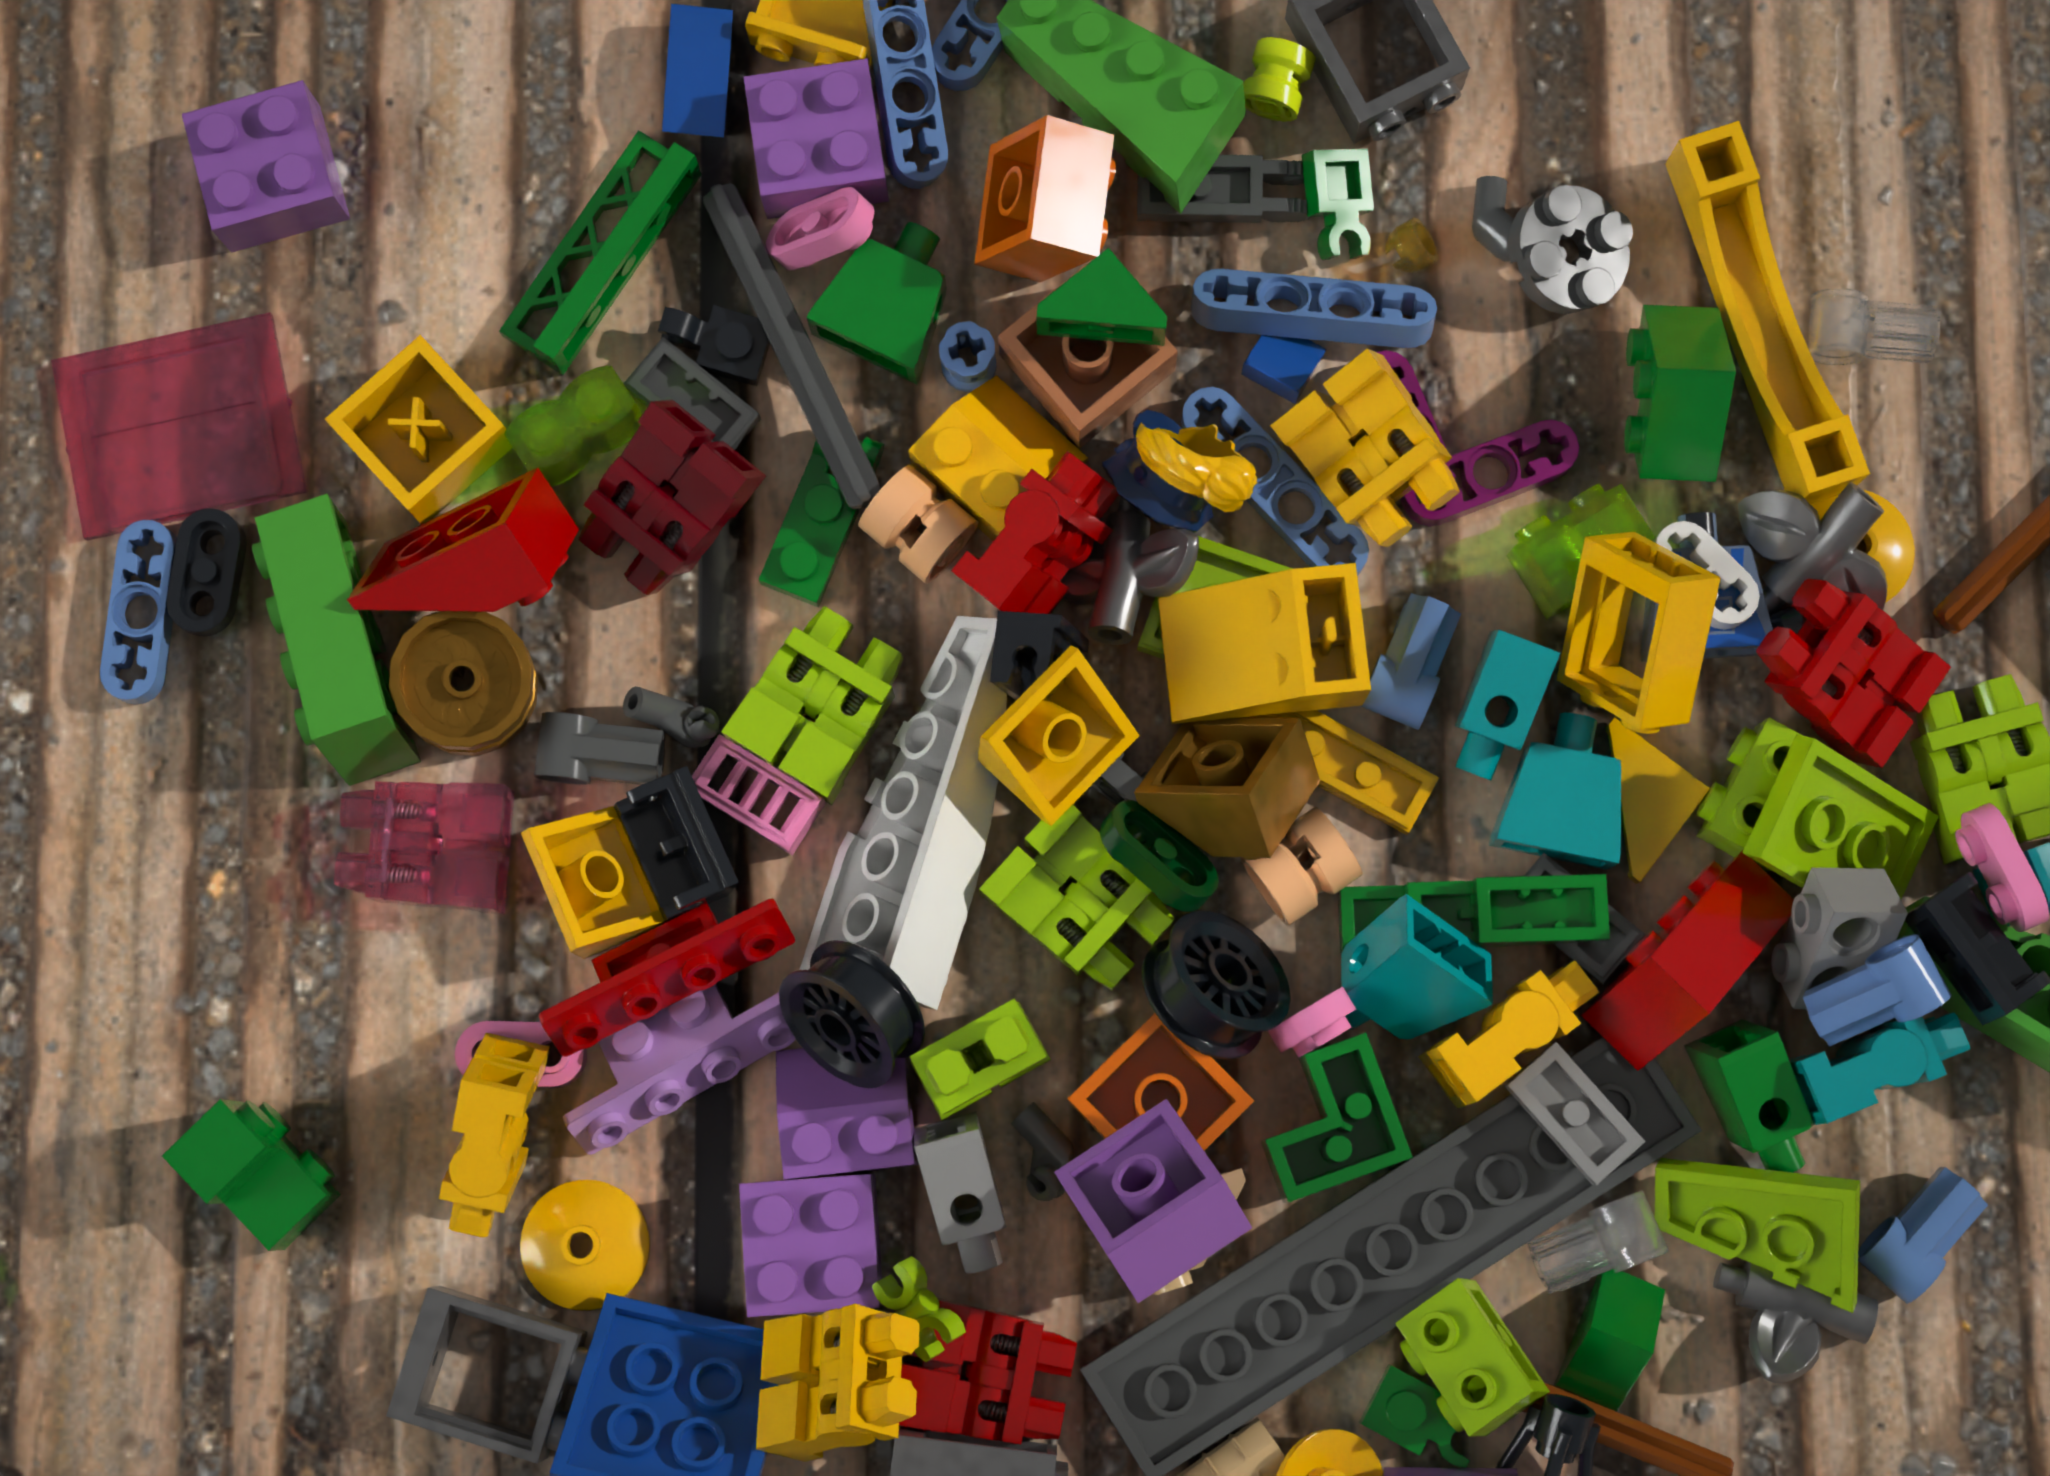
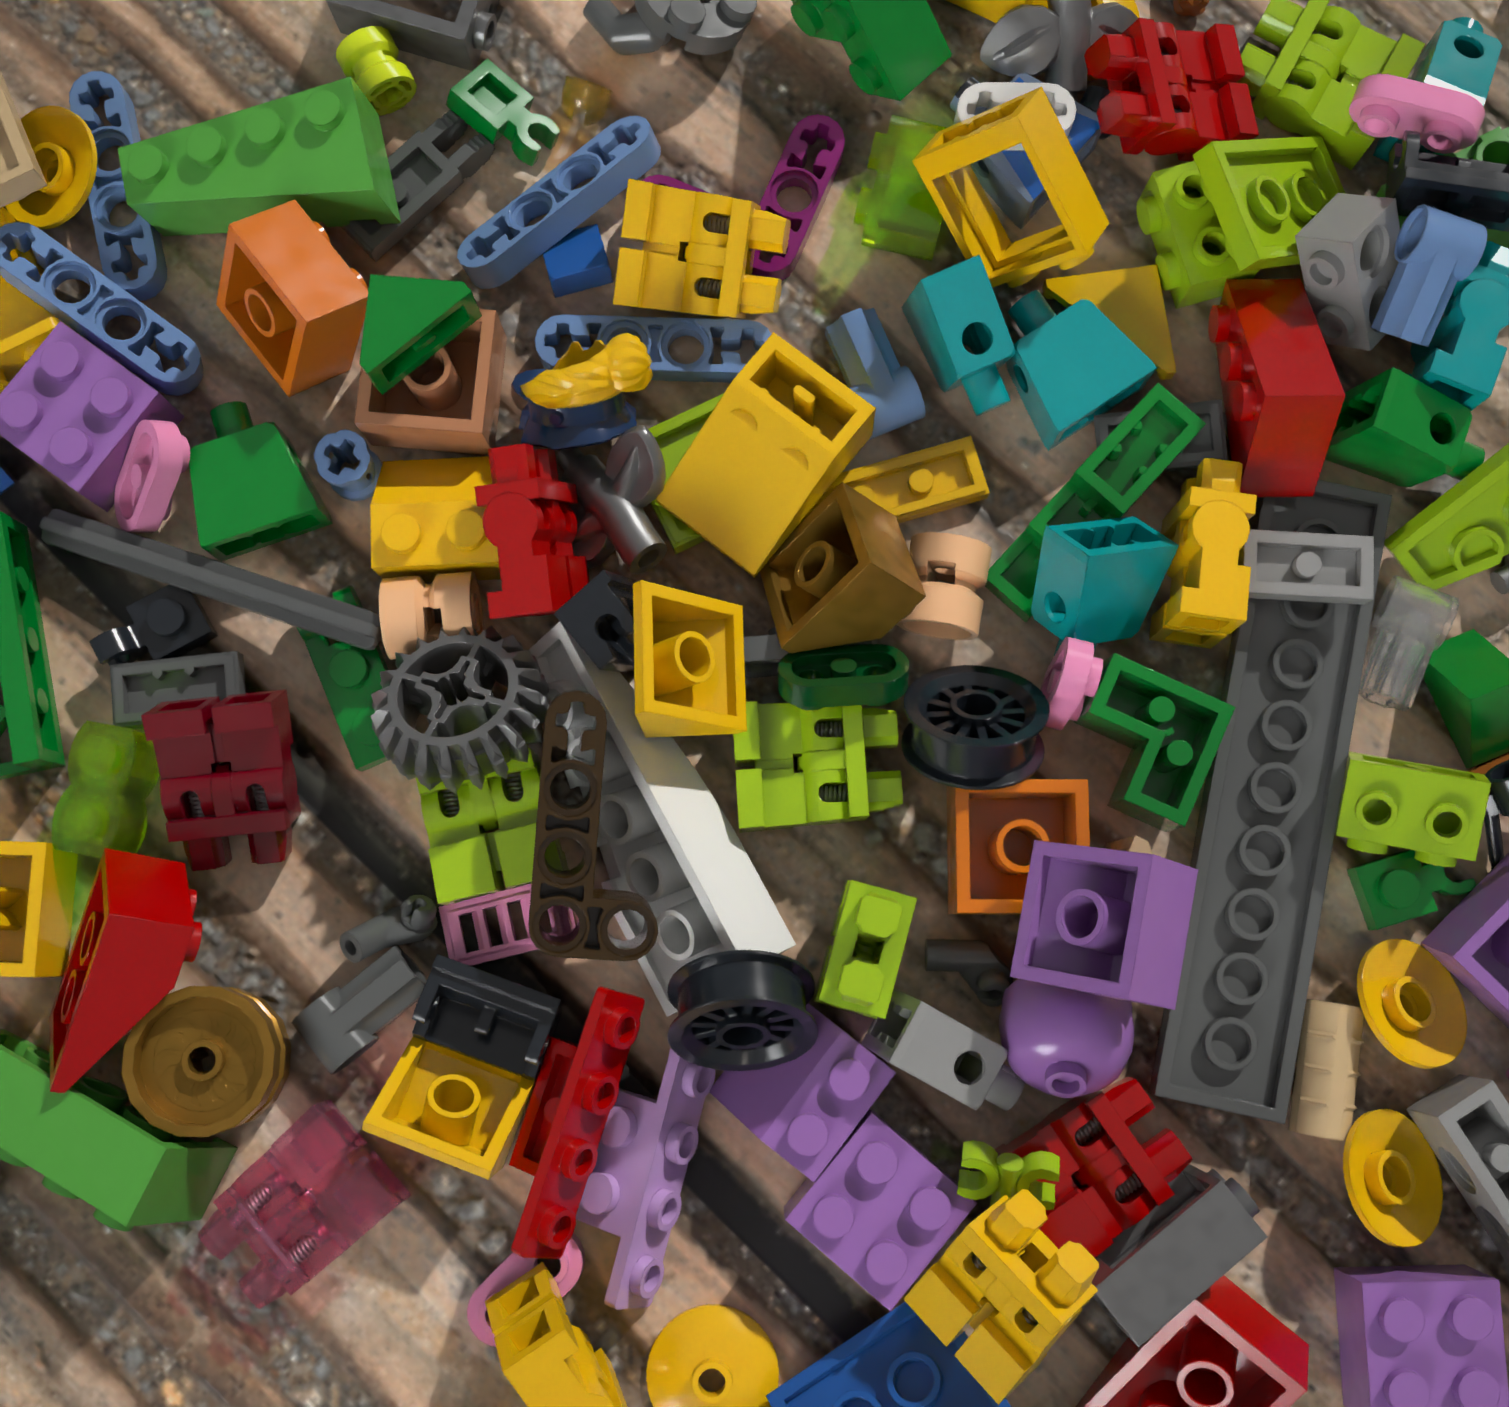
camera: 50 degrees left, 0 degrees up
(862, 631) = (468, 726): none -> flat silver gear
(871, 773) = (579, 822): none -> dark brown beam
(1055, 1262) = (1065, 1037): none -> medium lavender cylinder

